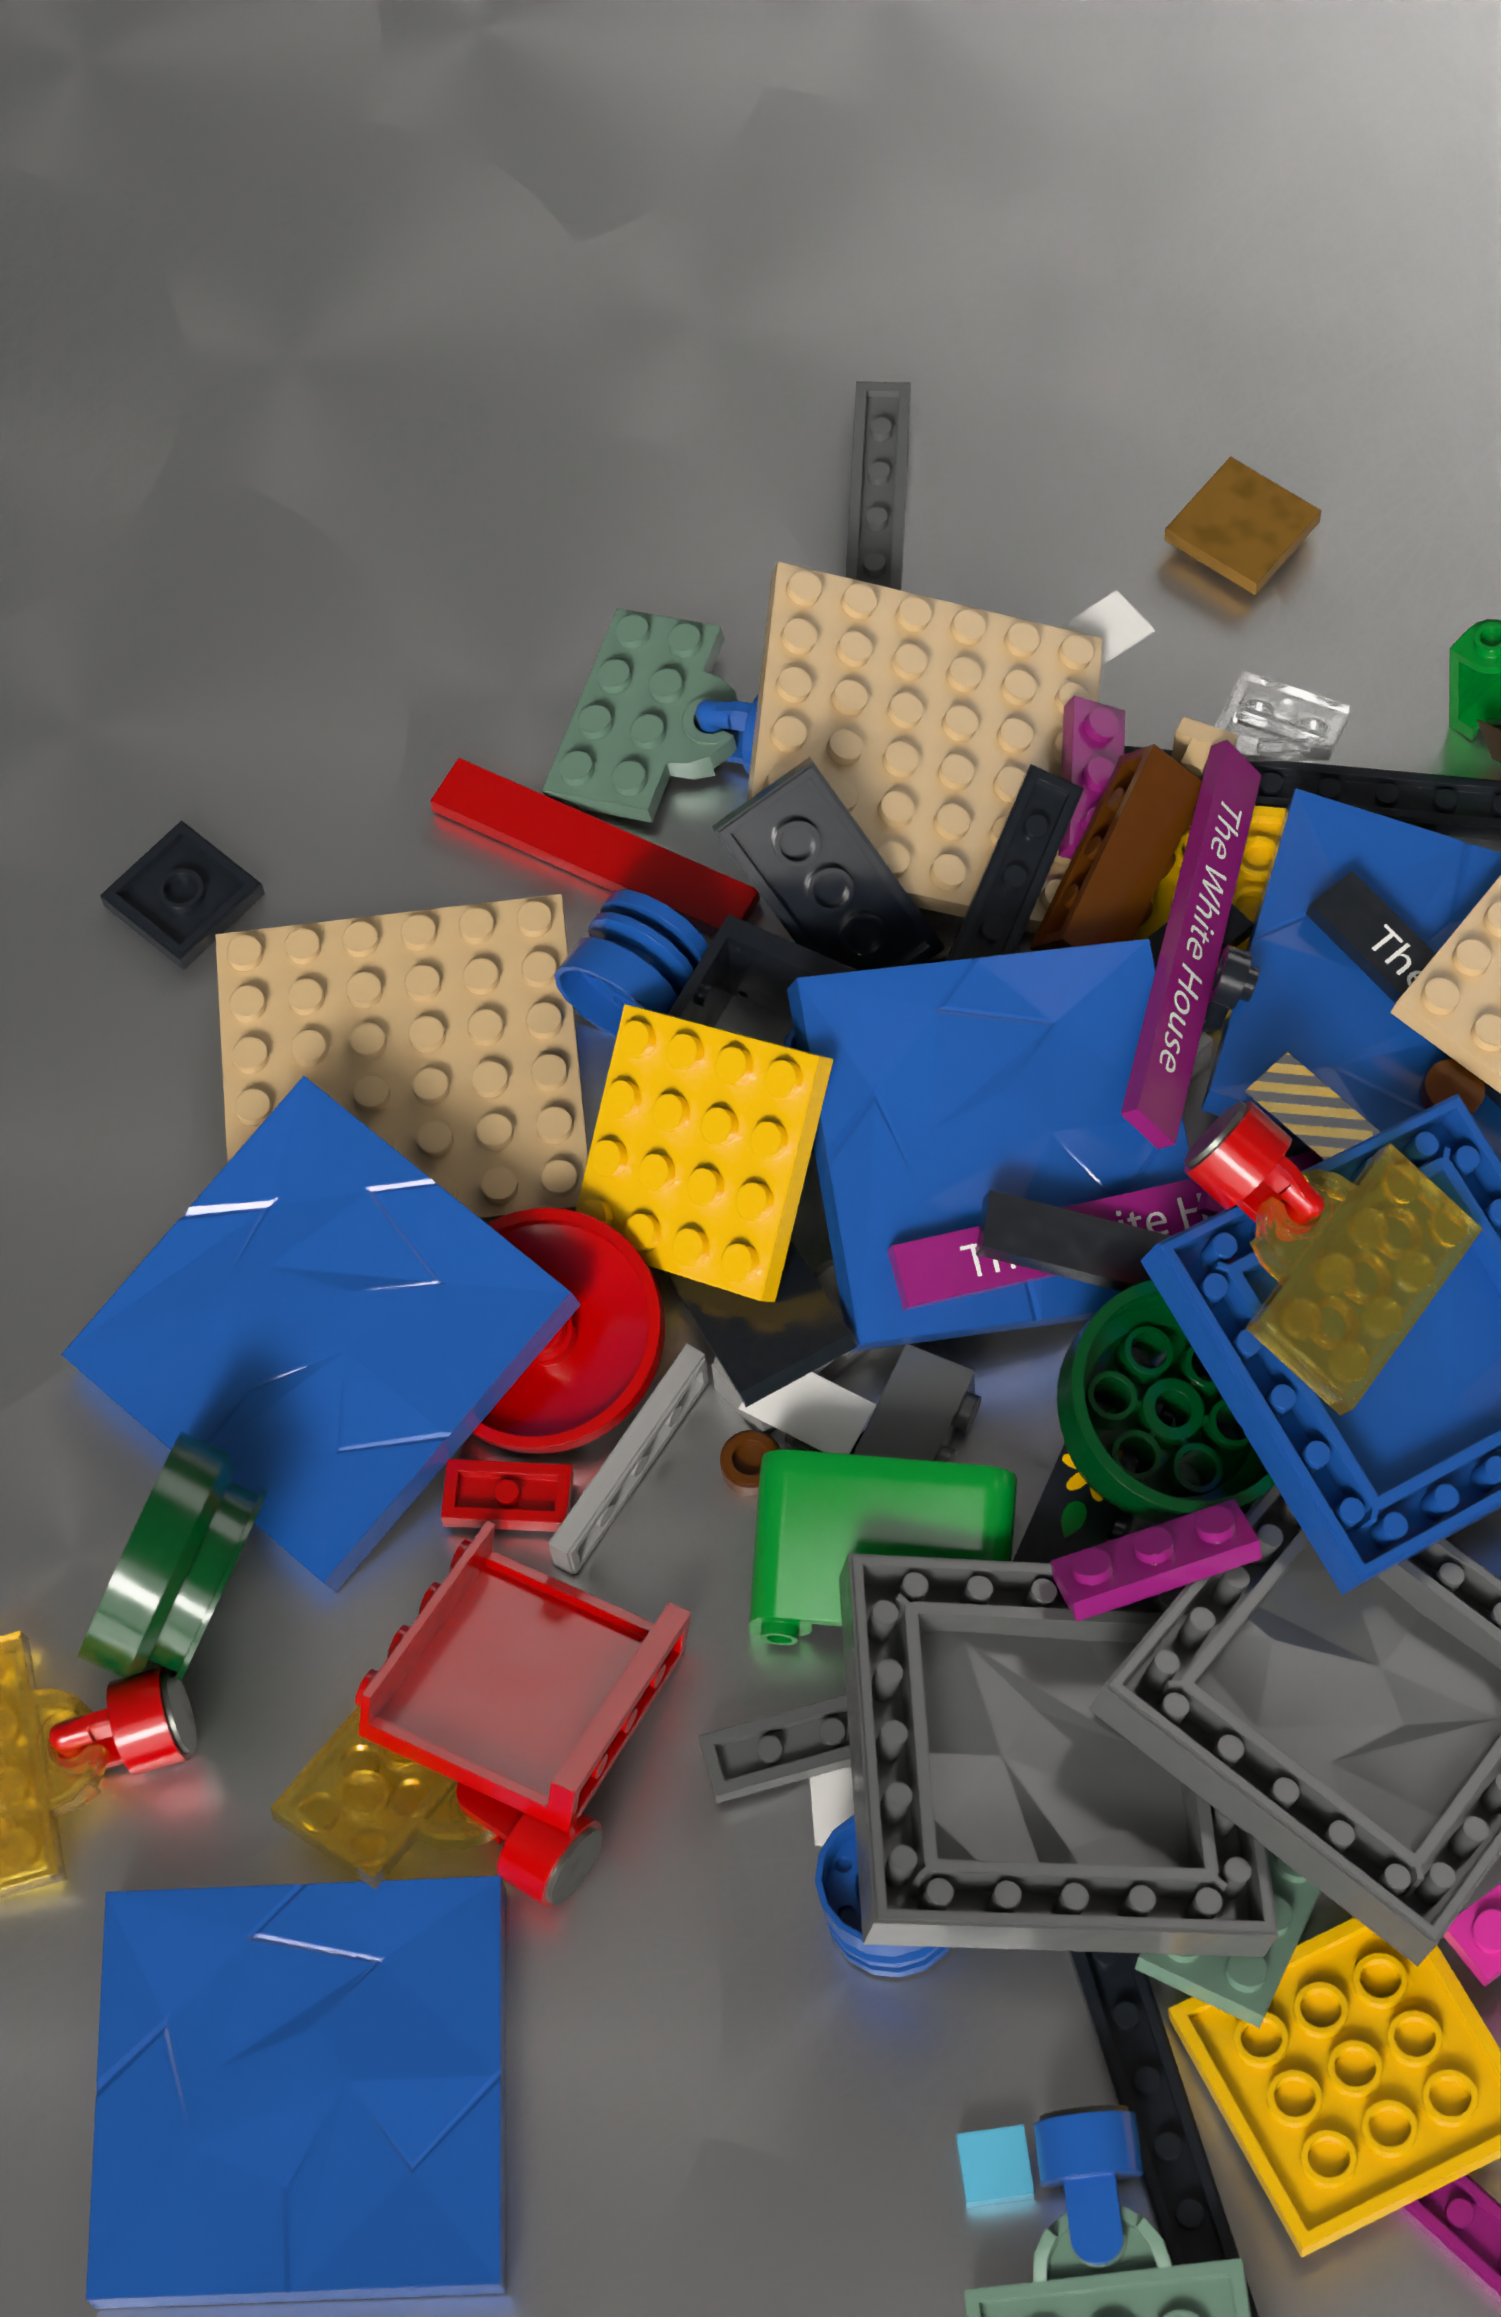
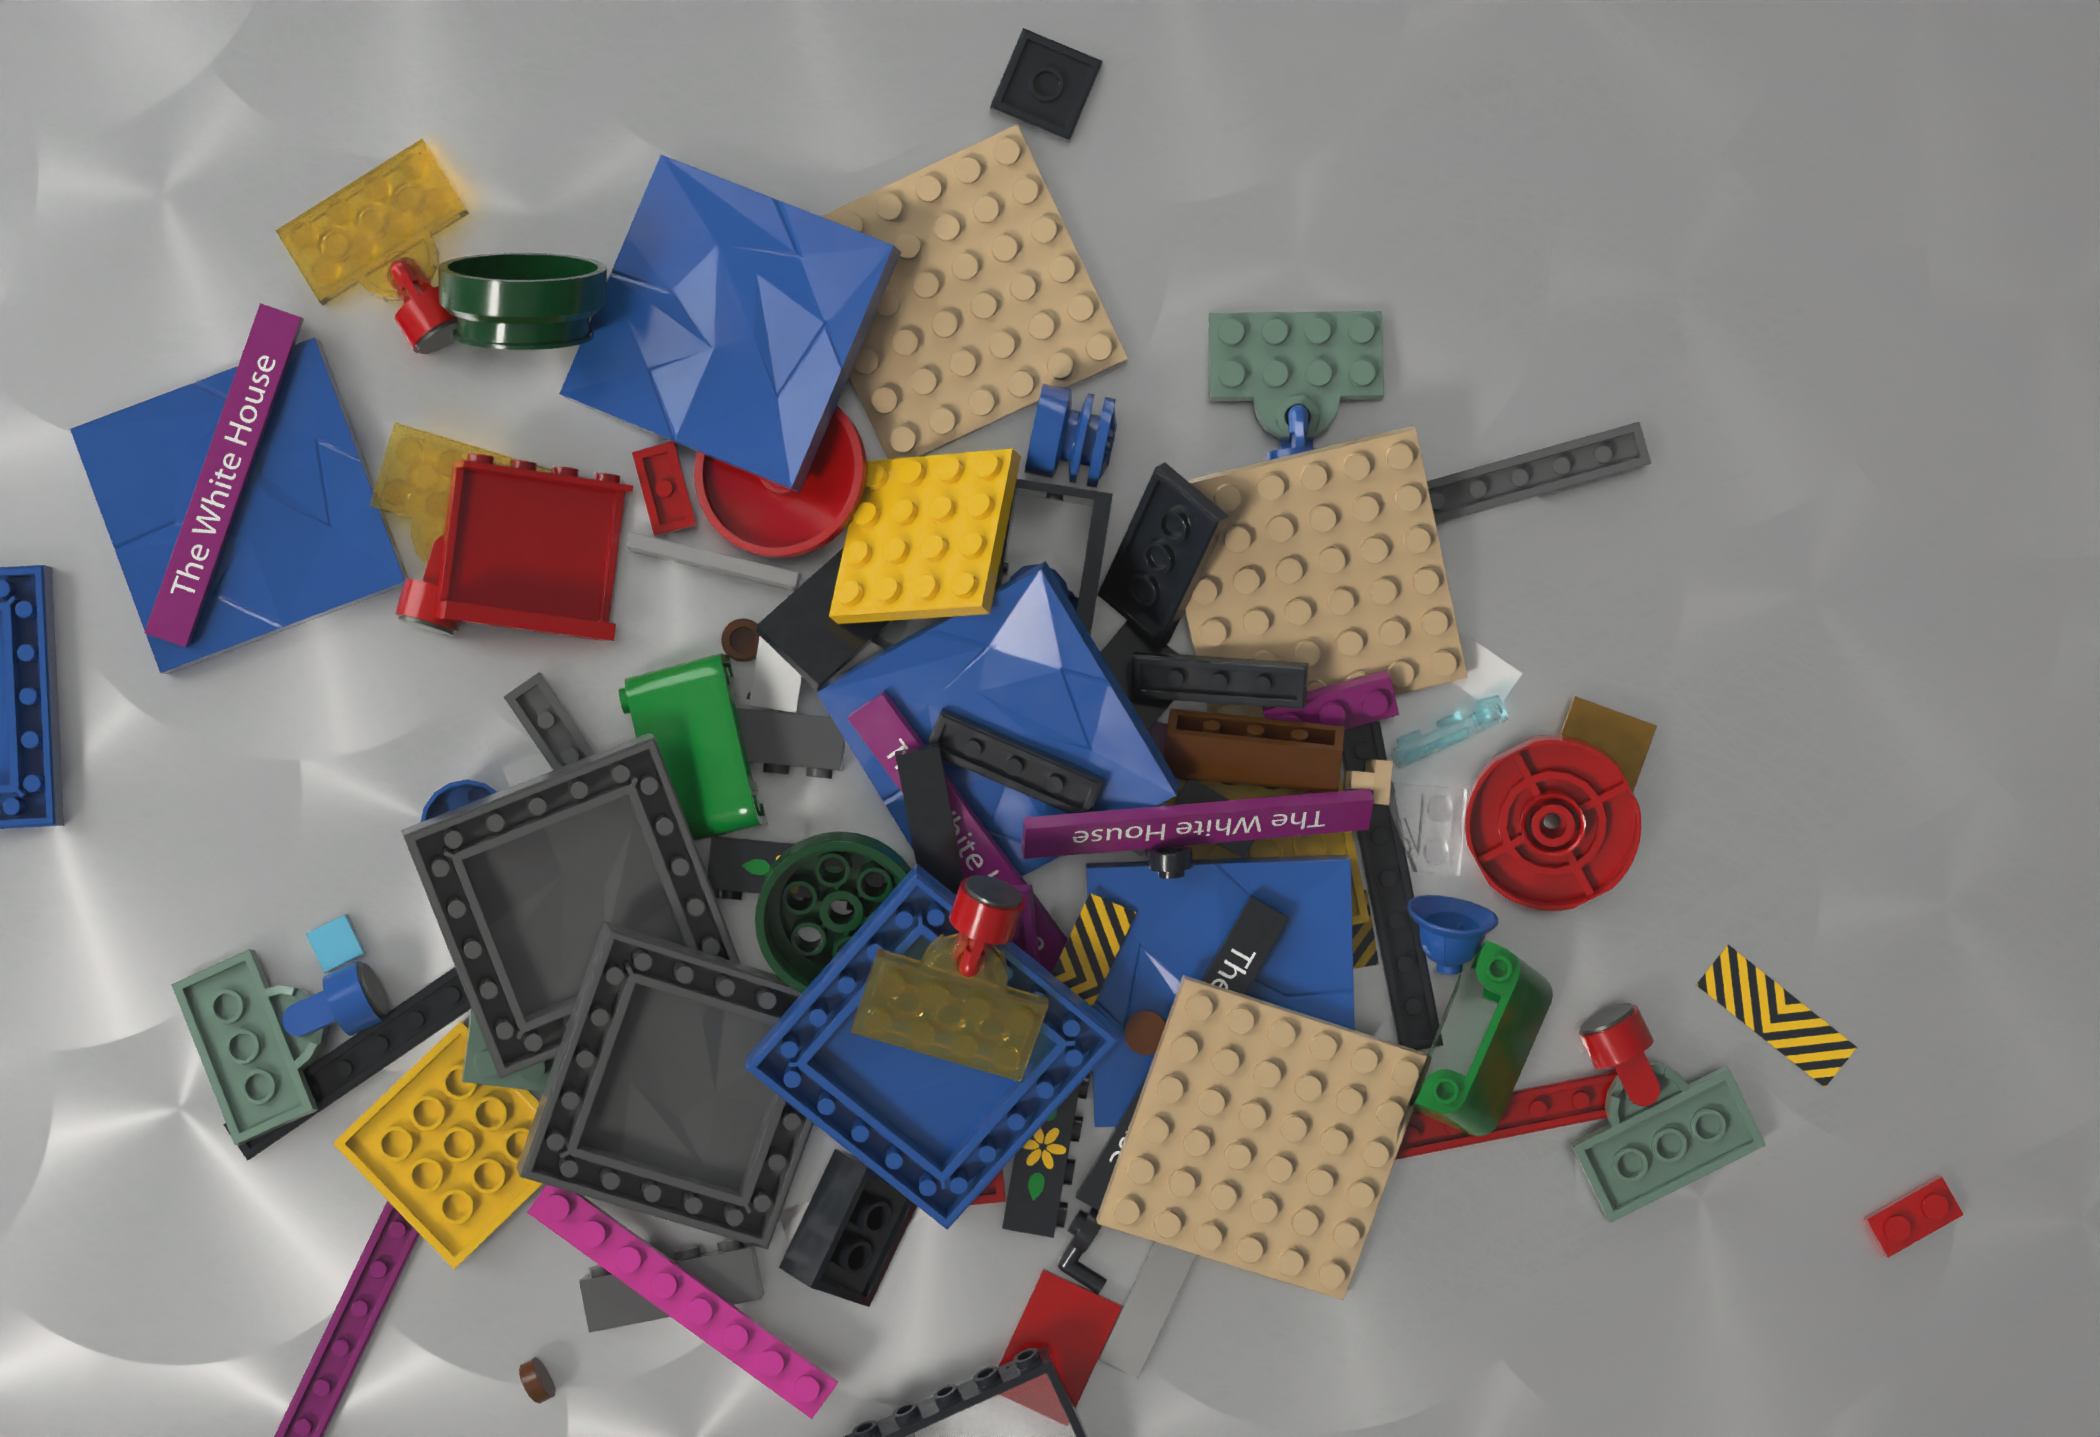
camera: 70 degrees right, 25 degrees up
(253, 2086) = (224, 475): none -> magenta tile
(590, 846) = (1175, 357): red tile -> none
(1043, 1117) = (1015, 764): none -> black tile
(1155, 1560) = (717, 933): magenta plate -> none
(1162, 667) = (1450, 731): none -> clear light blue hinge
(1326, 535) = (1561, 864): none -> red piece
(1421, 730) = (1451, 929): none -> blue hat

